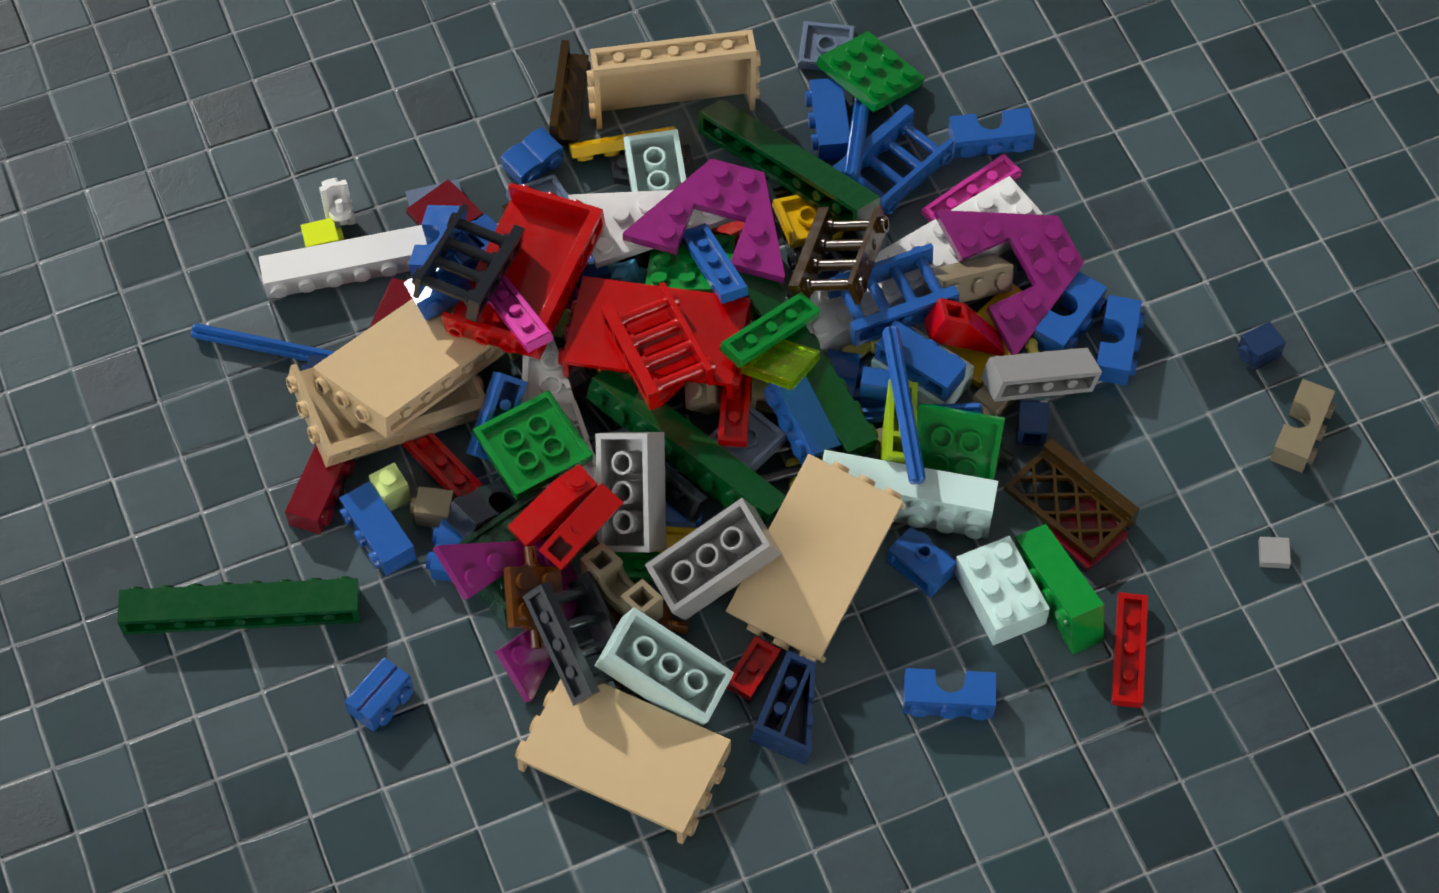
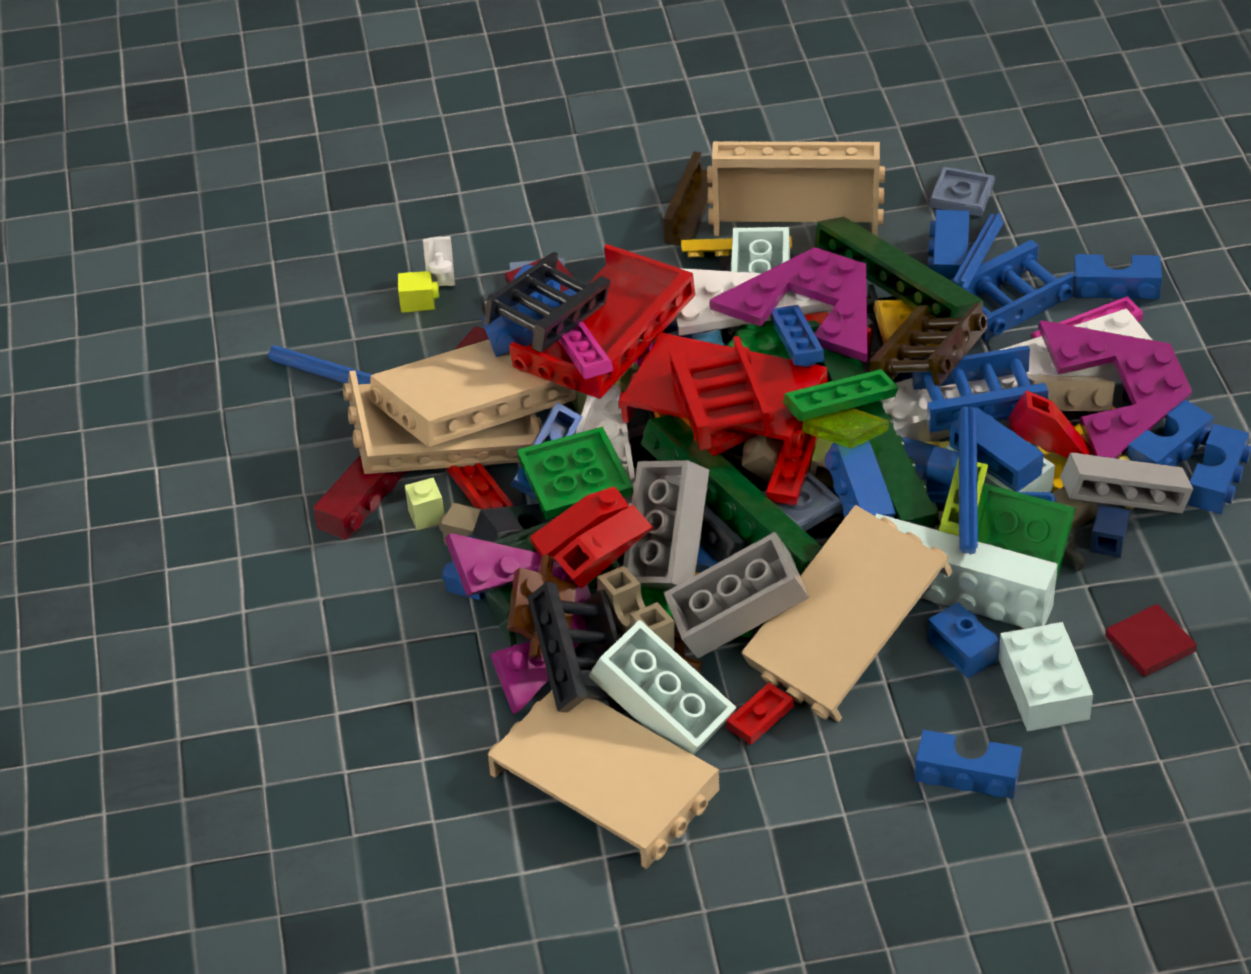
camera: 15 degrees right, 15 degrees down
(239, 605) = (247, 586): dark green brick -> none
(339, 262) = (417, 312): white brick -> none
(376, 529) = (402, 538): blue brick -> none
(379, 695) = (363, 682): blue brick -> none
(532, 157) = (648, 241): blue brick -> none
(787, 712) = (784, 752): dark blue wedge -> none
(870, 71) = (1001, 210): green plate -> none
(1071, 599) = (1117, 686): green wedge -> none
(1083, 480) = (1157, 592): dark brown fence -> none
(1129, 650) = (1177, 753): red plate -> none

